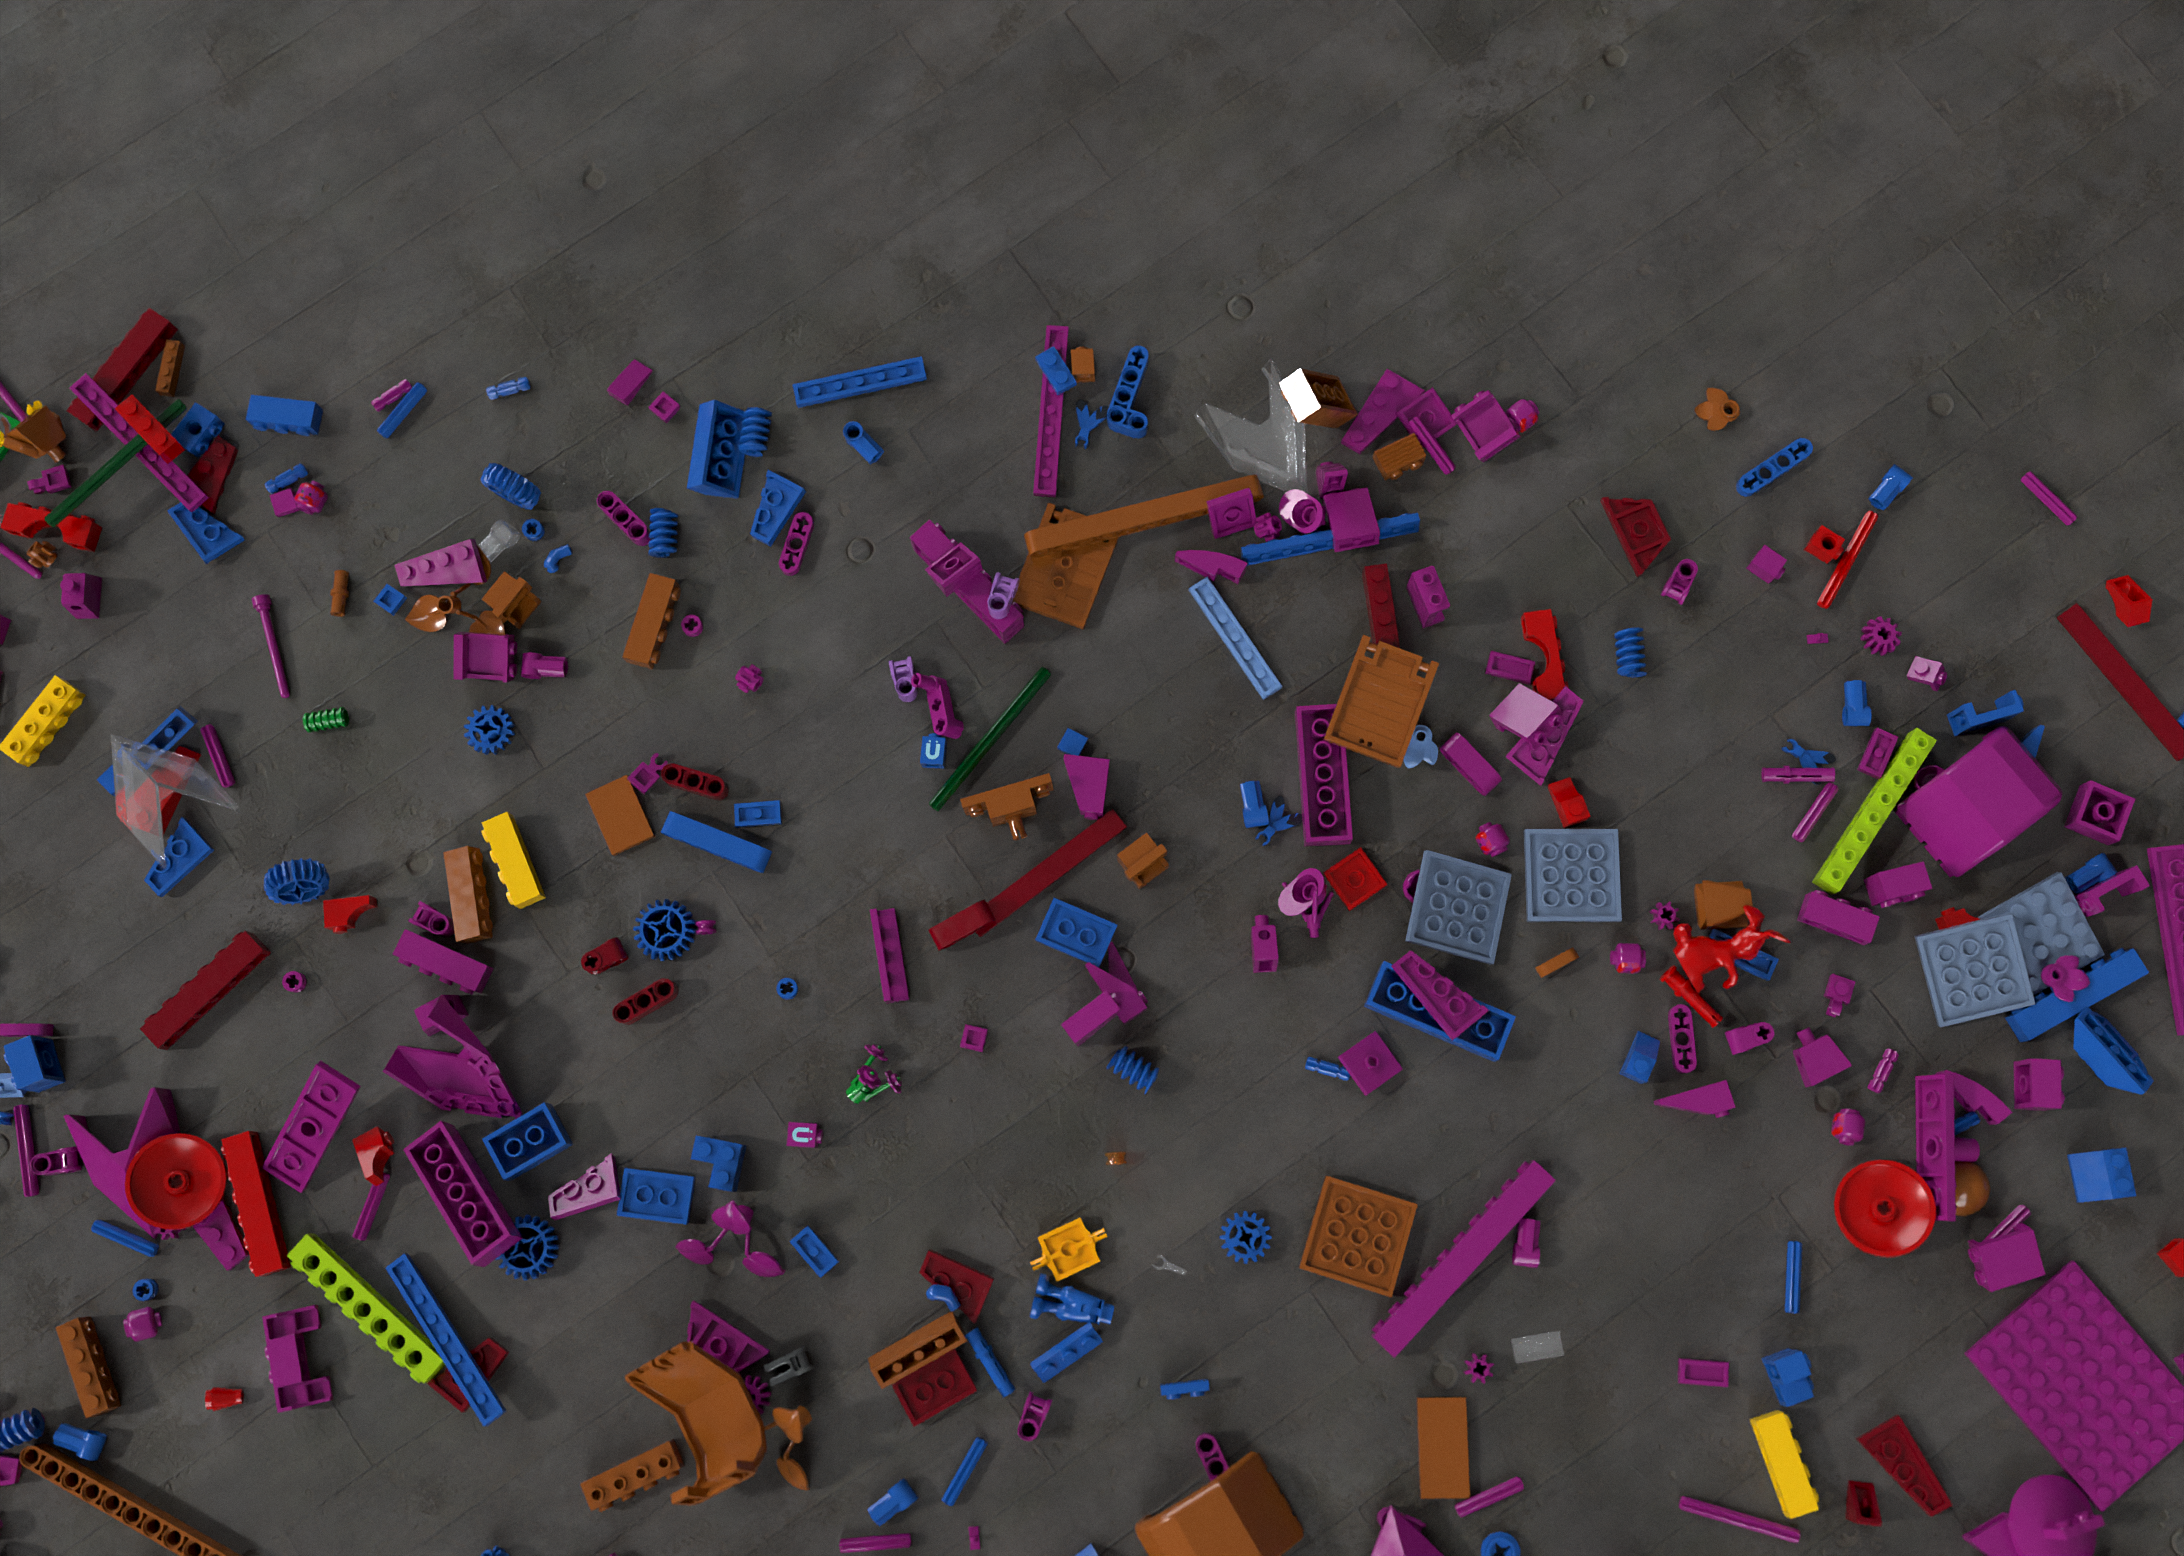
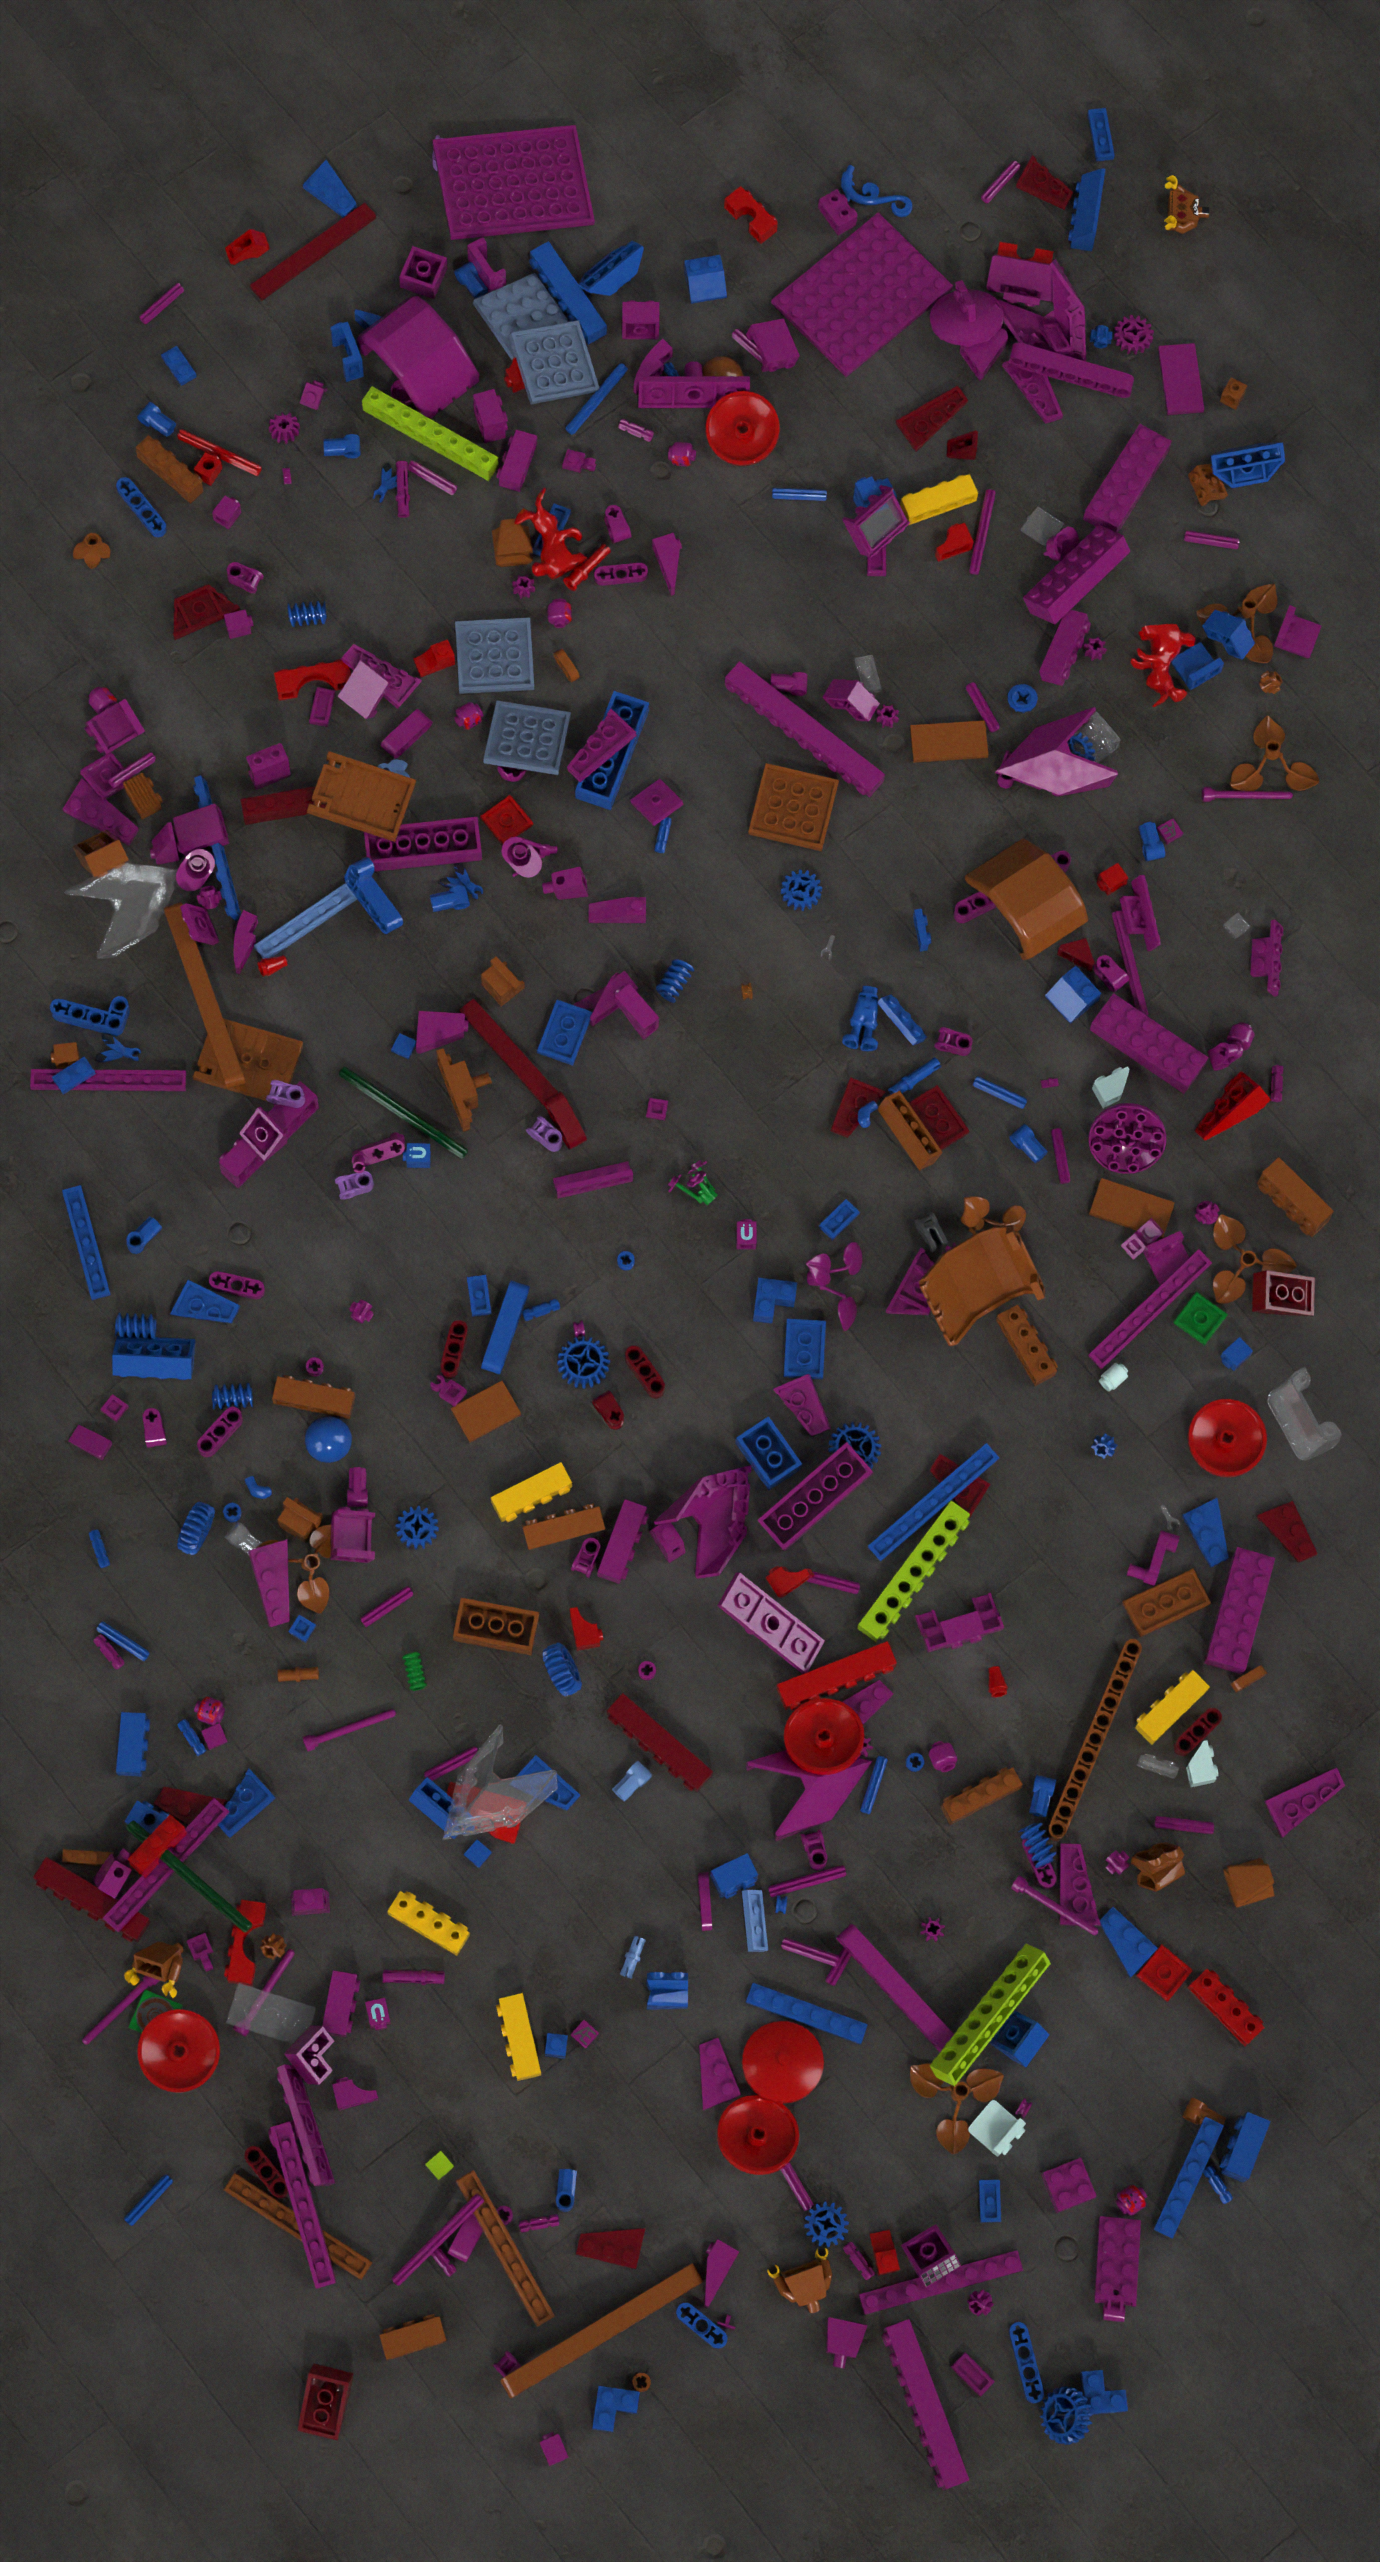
camera: 105 degrees left, 5 degrees down
(142, 385) = (112, 1880): none -> magenta torso
(170, 960) = (634, 1778): none -> medium blue piece
(360, 811) = (496, 1626): none -> dark orange brick
(405, 693) = (386, 1606): none -> magenta axle
(605, 637) = (328, 1439): none -> blue piece
(636, 448) = (154, 1431): none -> magenta piece
(735, 885) = (541, 1309): none -> blue axle
(950, 901) = (543, 1131): none -> medium lavender piece
(1068, 1249) = (821, 1023): light orange plate -> none
(1181, 596) = (270, 965): none -> red cone
(1229, 1006) = (619, 911): none -> magenta slope
(1257, 713) = (371, 896): none -> blue beam
(1501, 1322) = (852, 697): none -> magenta brick
(1618, 572) = (238, 623): none -> magenta brick
(1641, 1058) = (639, 603): blue slope -> none
(1724, 1485) = (957, 542): none -> red arch
(1744, 1376) = (876, 523): none -> magenta window
(1818, 504) = (169, 469): none -> dark orange brick
(1818, 1058) = (630, 475): magenta torso -> none
(1877, 753) = (382, 431): magenta plate -> none
(1927, 1023) = (596, 399): none -> blue axle
(1964, 516) = (178, 365): none -> blue plate
(2068, 977) = (556, 296): magenta plate -> none

